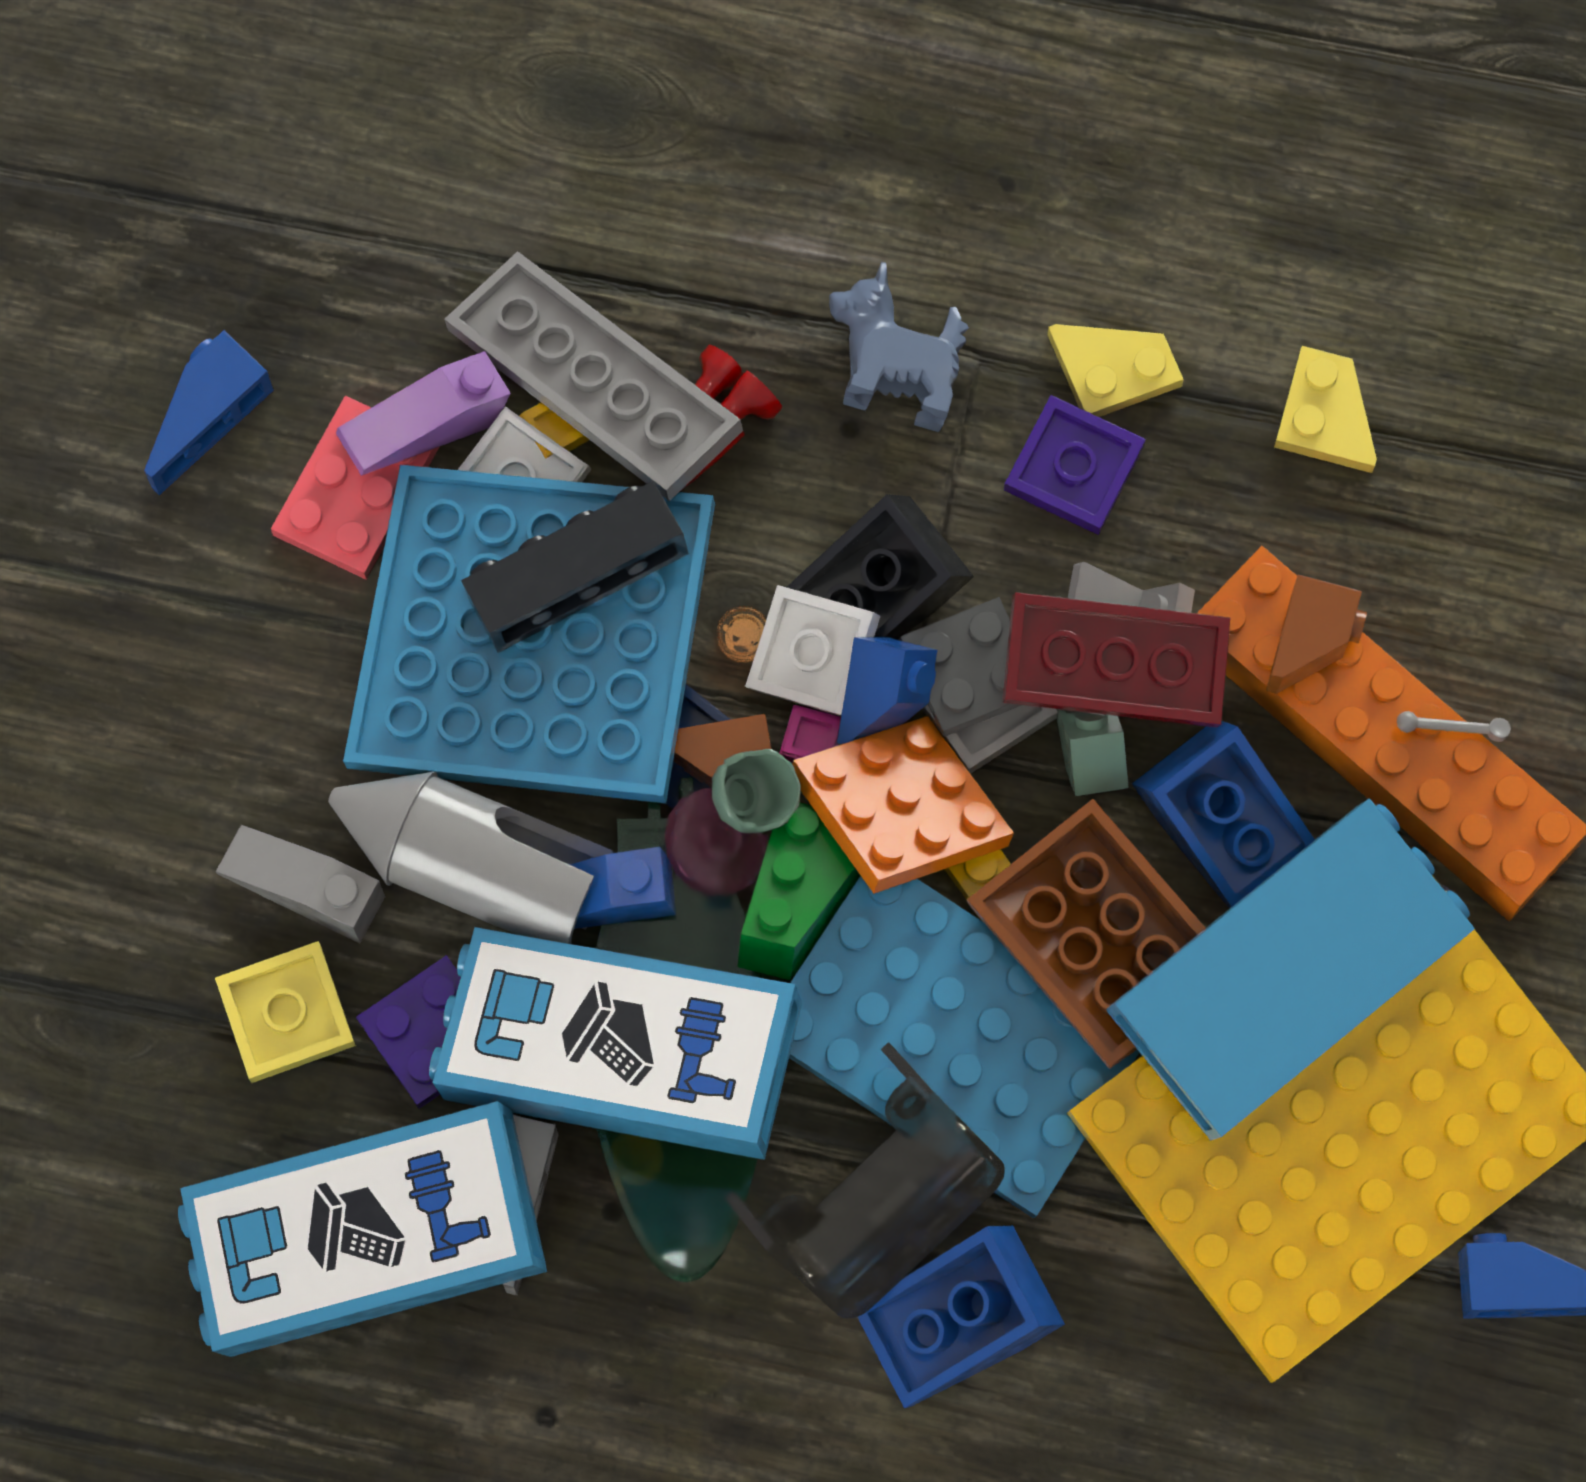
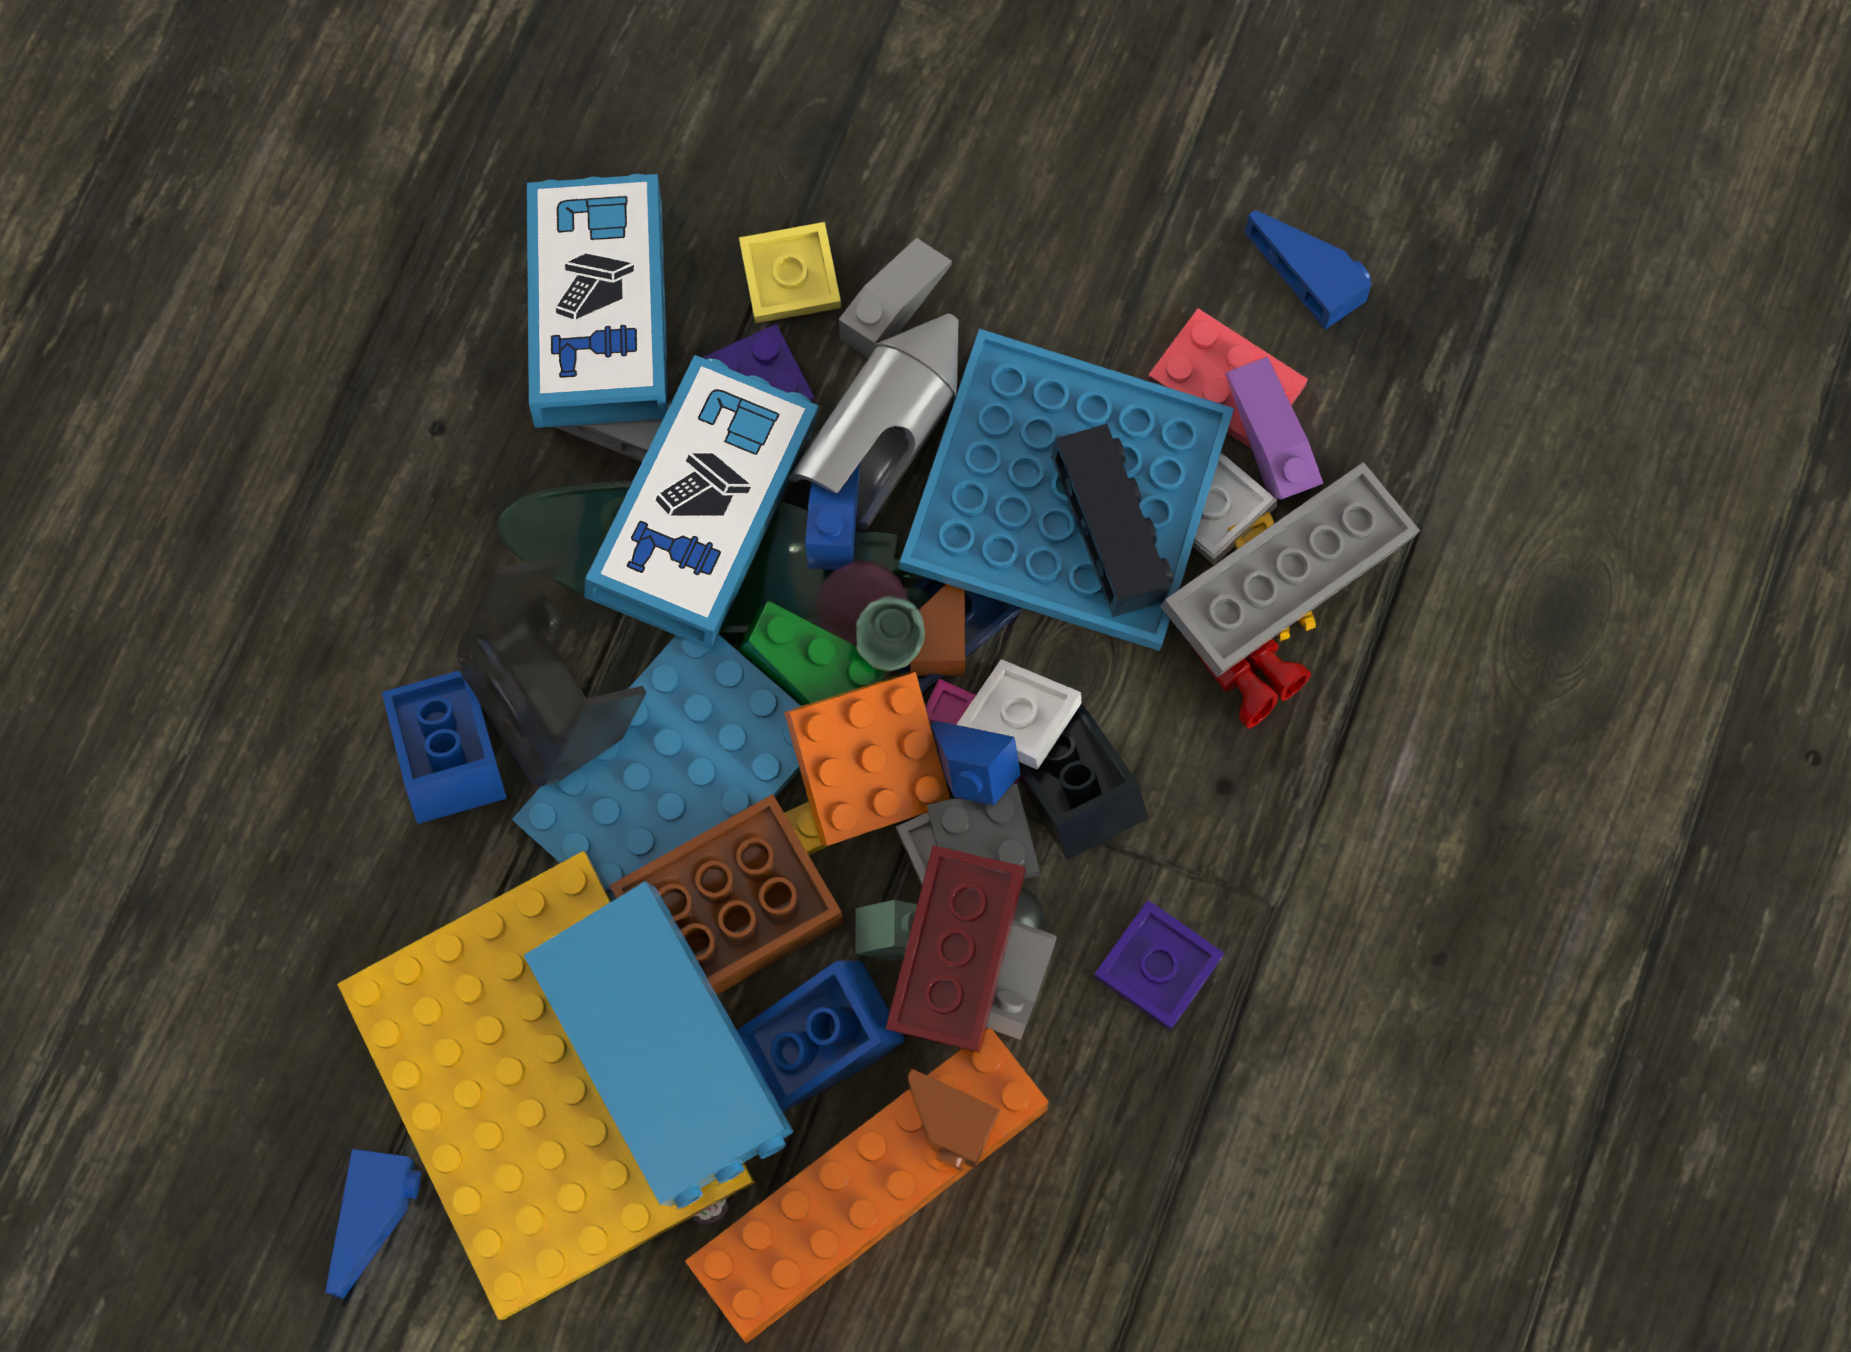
camera: 100 degrees right, 0 degrees up
(740, 632) = (1052, 663): clear orange tile -> none
(894, 357) = (1277, 826): sand blue animal -> none
(1114, 366) = (1248, 1018): light yellow wing -> none
(1326, 412) = (1180, 1198): light yellow wing -> none
(1496, 730) = (842, 1271): light grey hinge -> none

